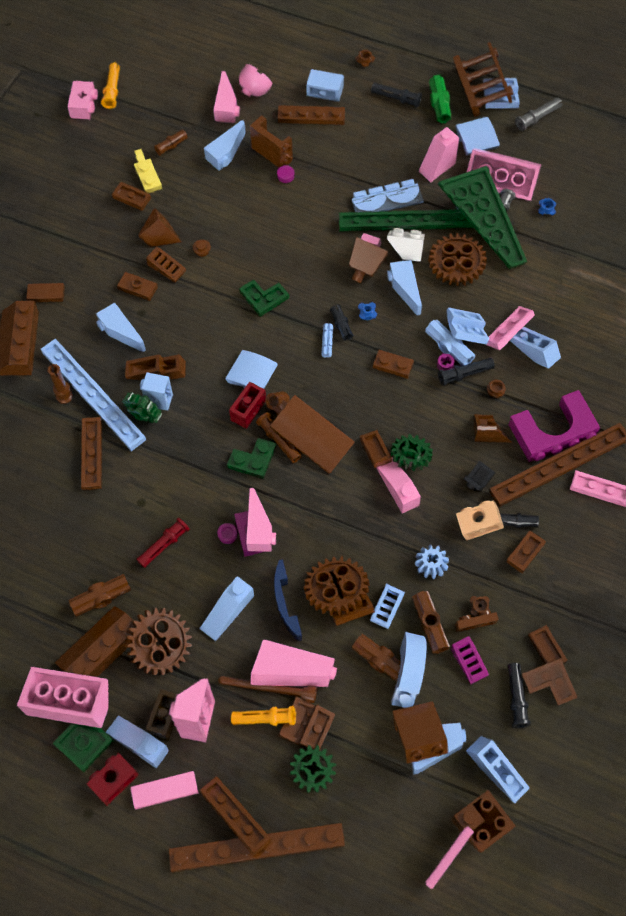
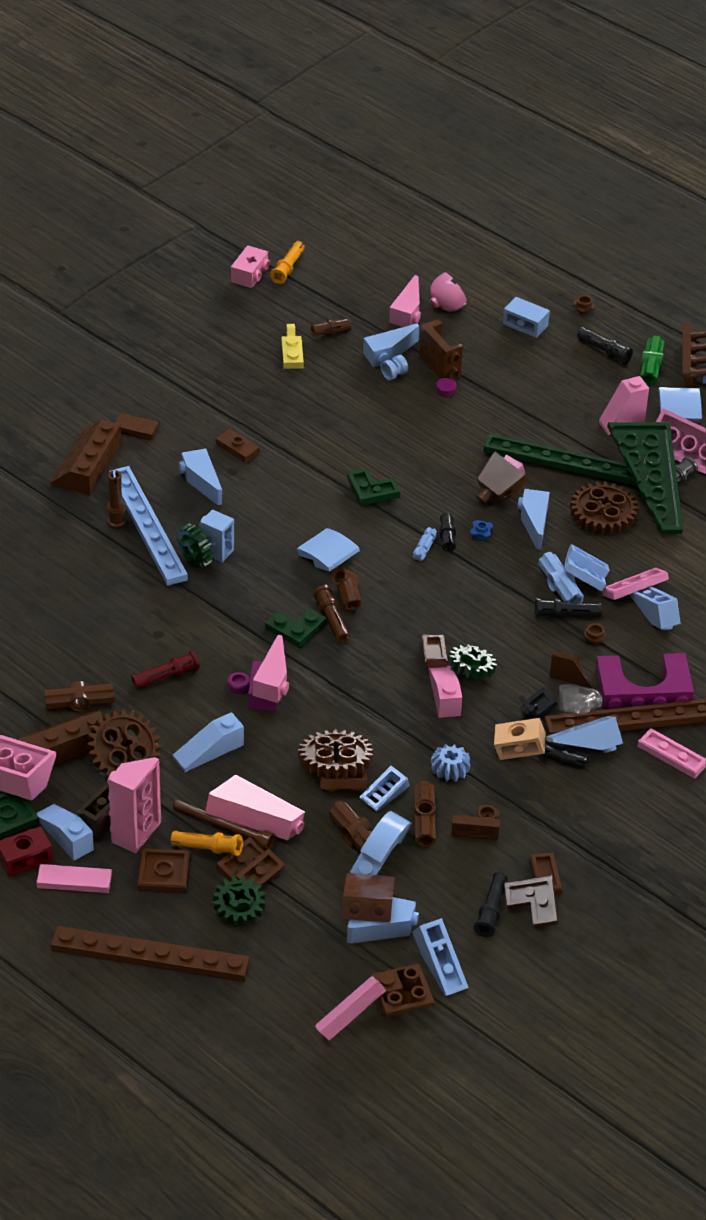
camera: 15 degrees right, 20 degrees down
(91, 453) = (123, 575): reddish brown plate -> none
(131, 196) = (266, 364): reddish brown plate -> none
(157, 256) = (272, 422): reddish brown slope -> none
(158, 230) = (281, 401): reddish brown slope -> none
(170, 366) = (245, 521): reddish brown slope -> none
(201, 247) = (323, 429): reddish brown plate -> none
(235, 815) = (139, 914): reddish brown plate -> none
(236, 754) = (163, 870): none -> reddish brown tile
(238, 167) = (394, 367): none -> light blue wheel
(247, 405) = (310, 573): dark red brick -> none
(290, 623) = (275, 737): dark blue slope -> none
(311, 115) = (499, 341): reddish brown plate -> none
(312, 434) = (369, 616): reddish brown slope -> none
(387, 200) = (557, 437): light blue windscreen -> none
(393, 364) = (489, 584): reddish brown plate -> none
(407, 244) = (556, 481): white slope -> none
(443, 358) = (548, 593): magenta bush -> none
(475, 657) = (451, 845): magenta slope -> none
(509, 464) = (578, 699): none -> clear piece
(526, 551) = (560, 783): reddish brown plate -> none
(534, 498) = (597, 734): none -> light blue slope

